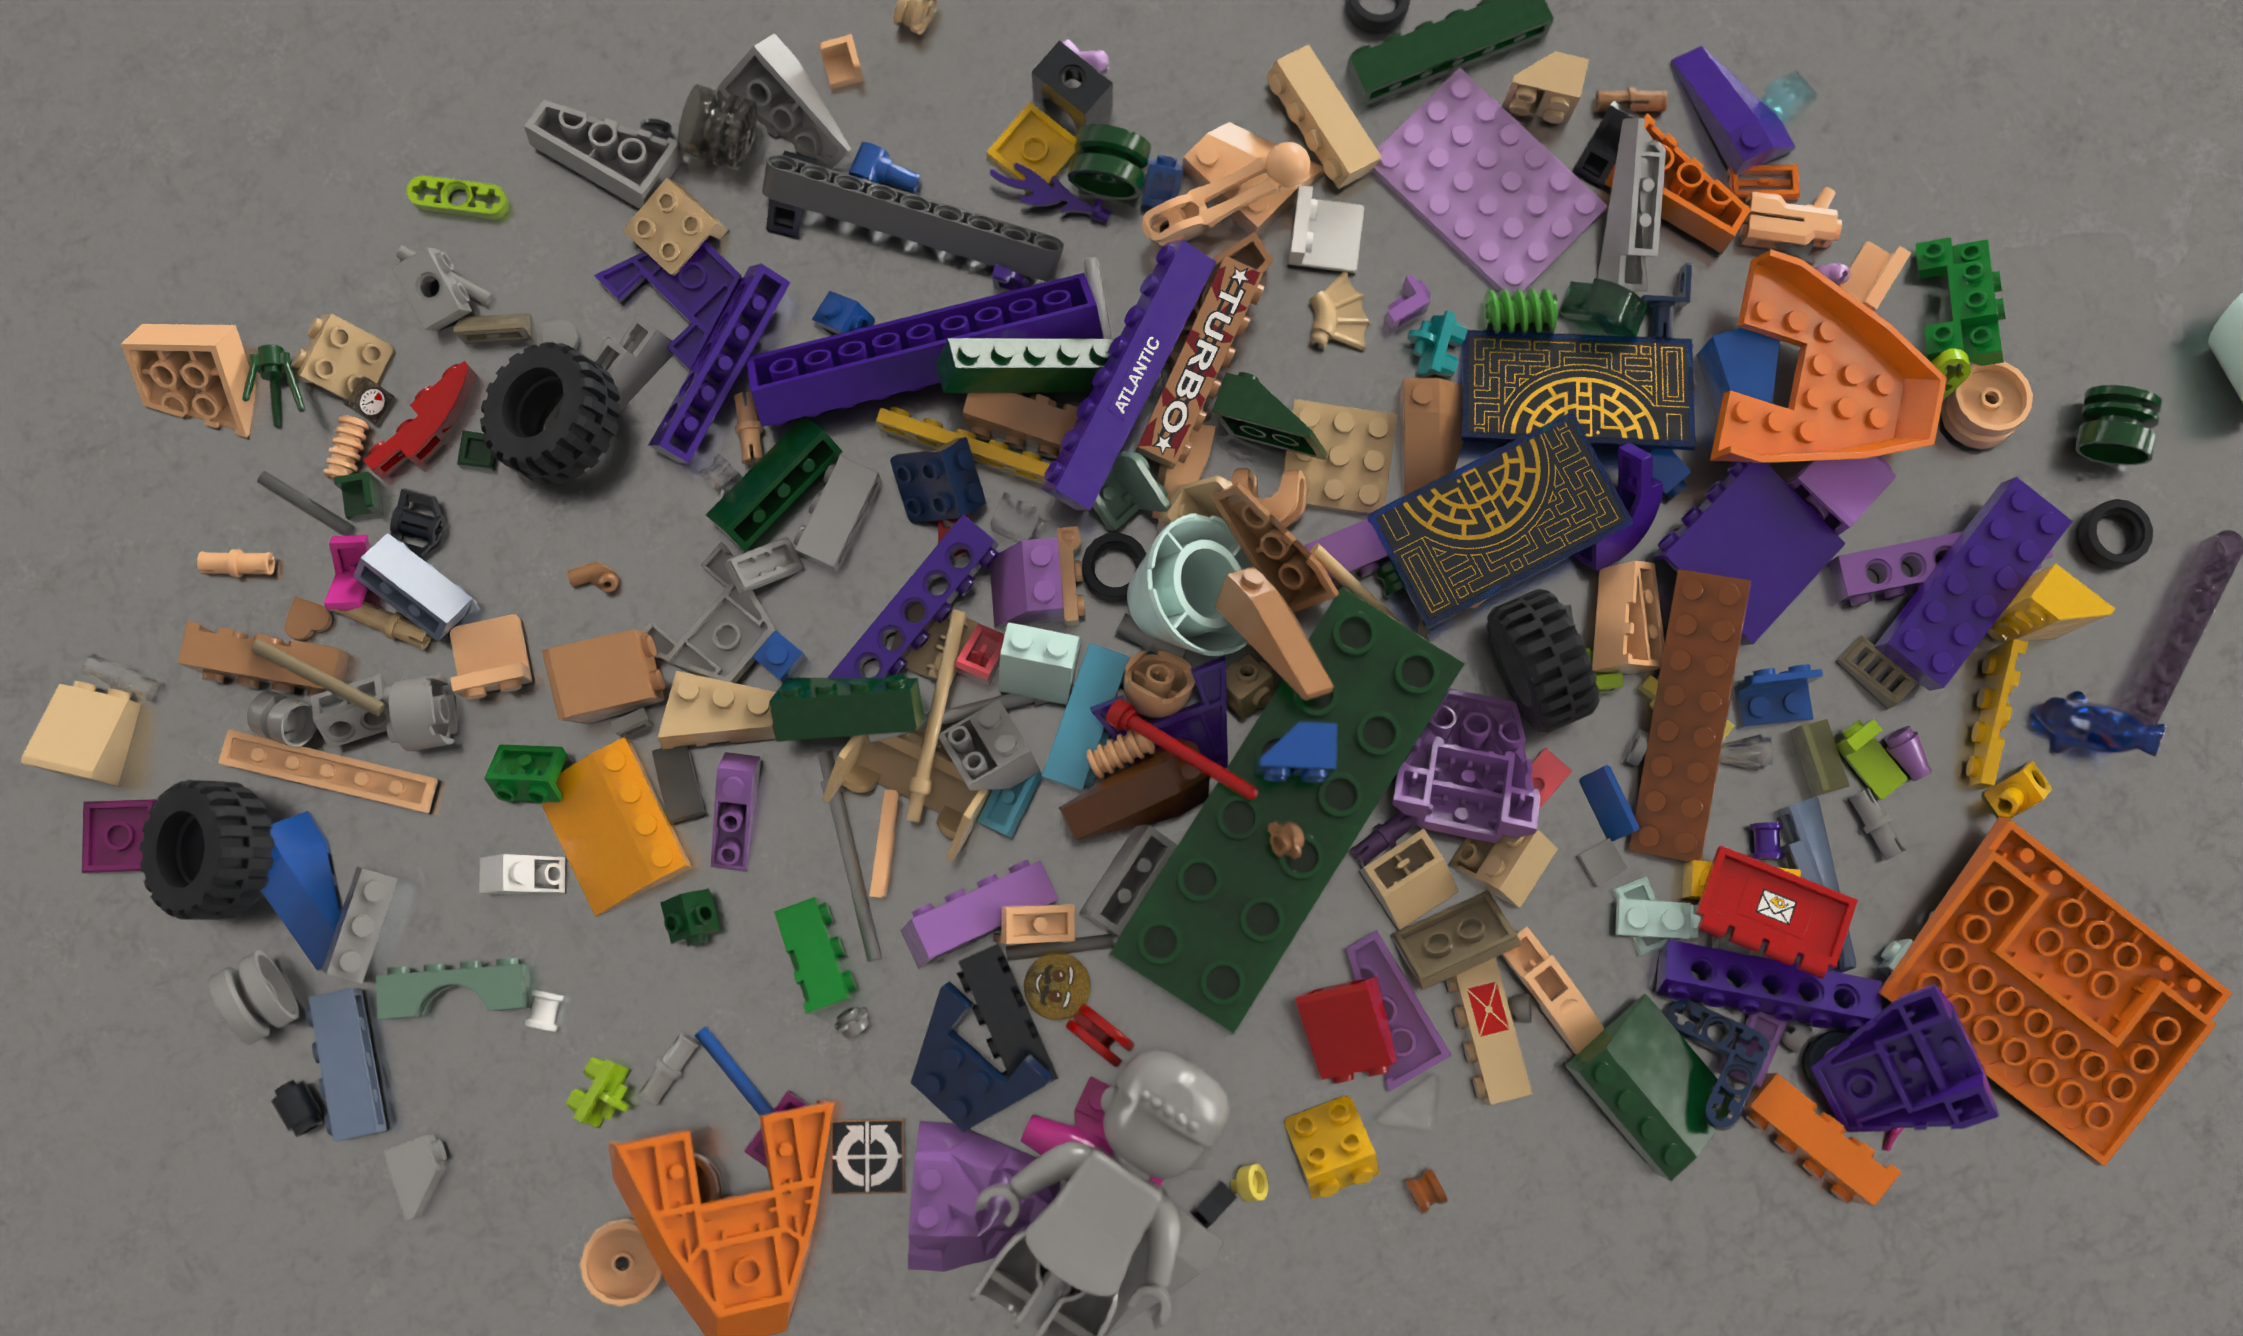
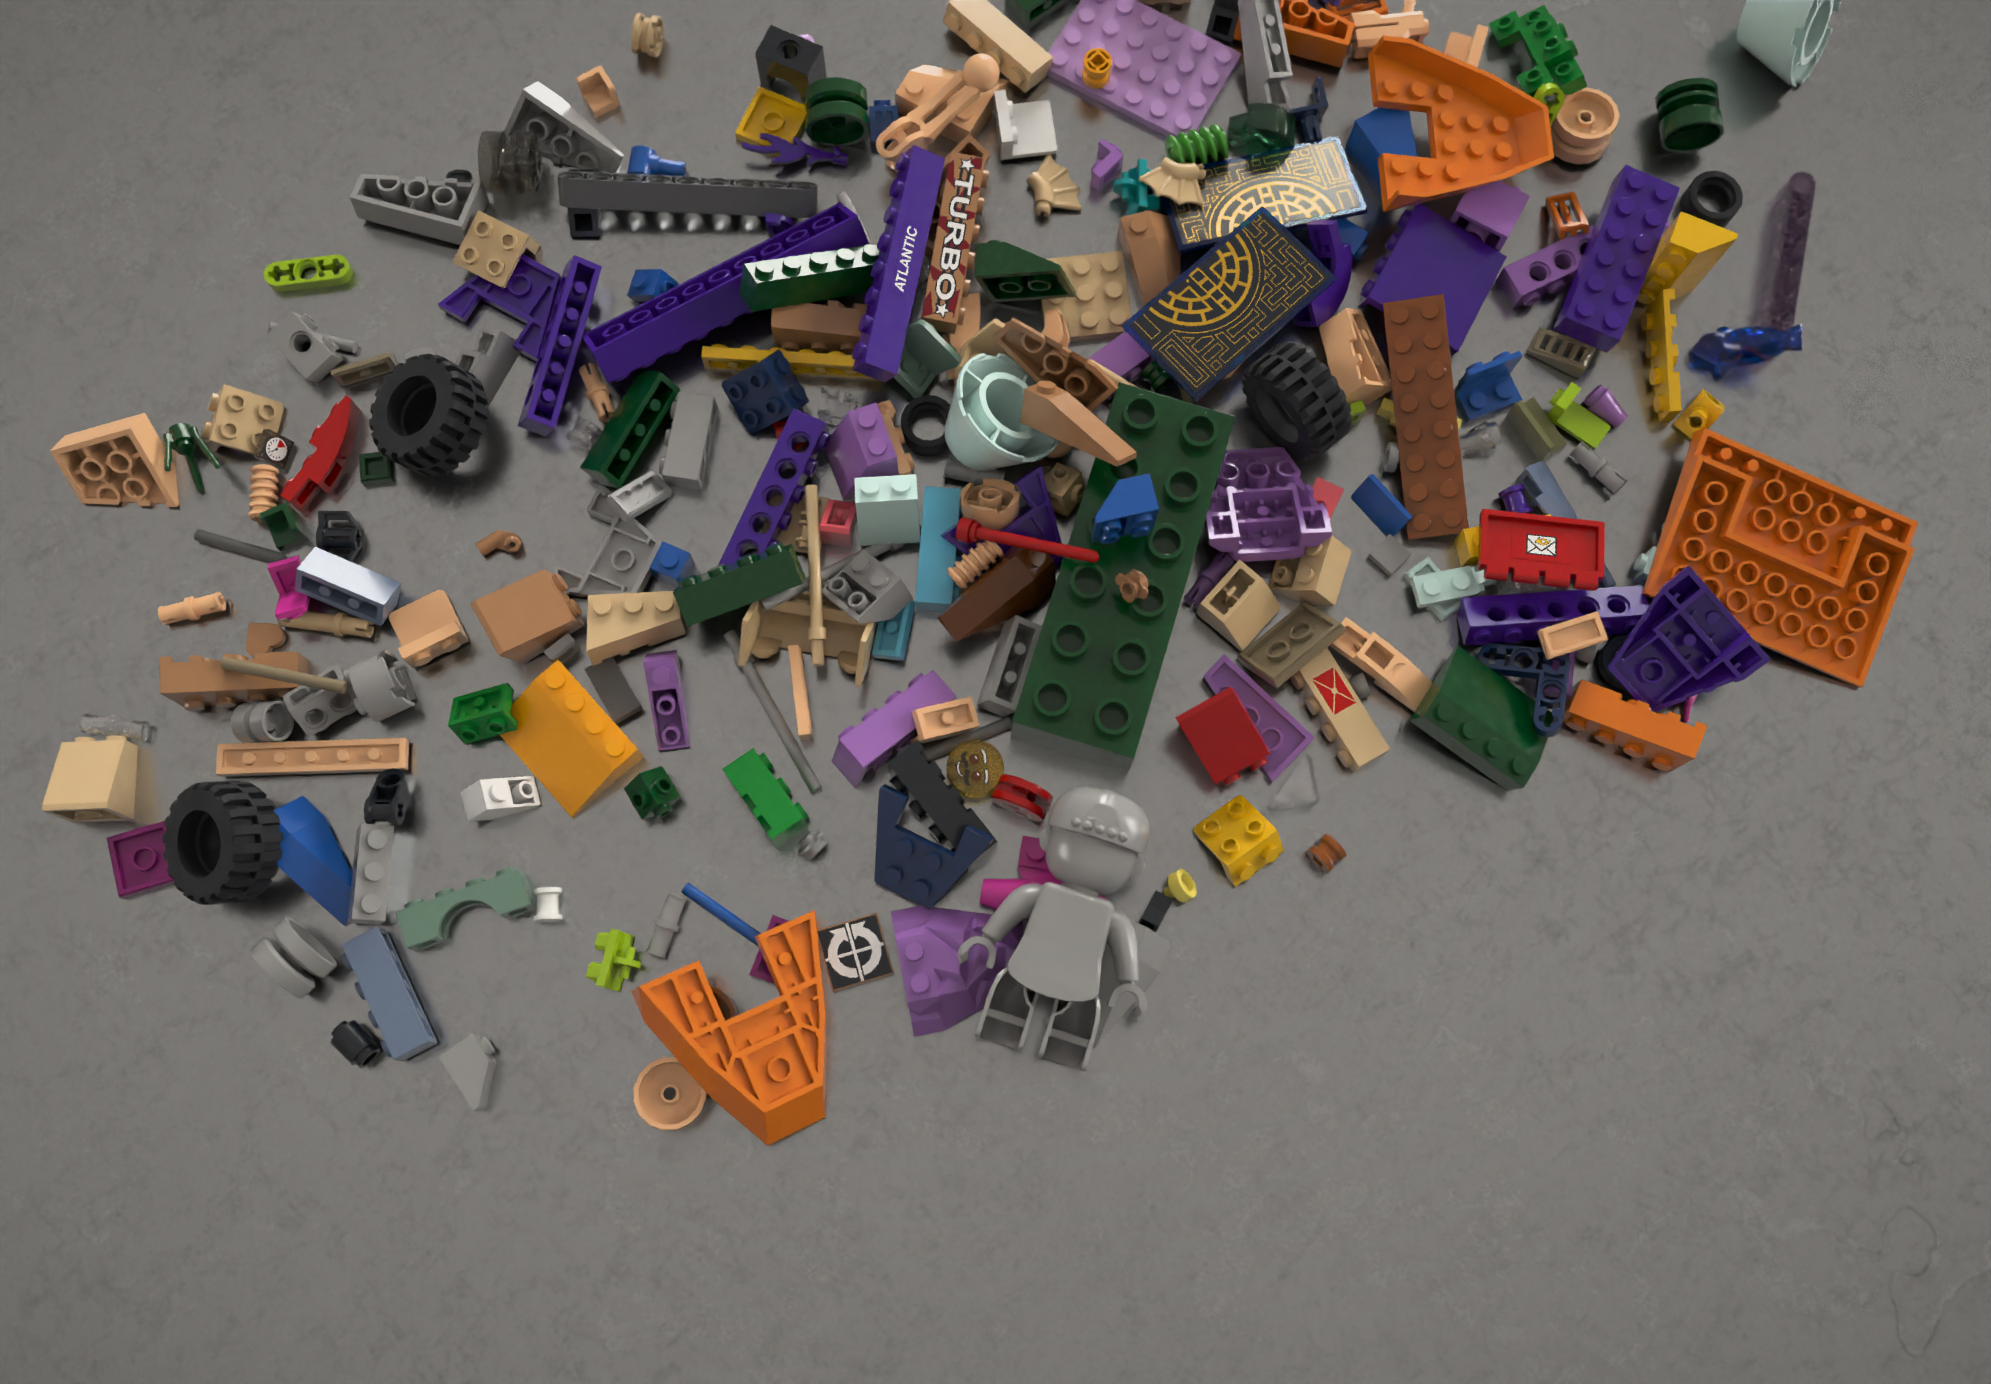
camera: 15 degrees left, 5 degrees down
(398, 845) = (388, 798): none -> black piece
(1424, 192) = (1096, 68): none -> light orange wheel
(1483, 349) = (1176, 181): none -> tan arm
(1780, 1021) = (1572, 635): none -> light nougat tile
(1933, 528) = (1570, 226): none -> orange tile

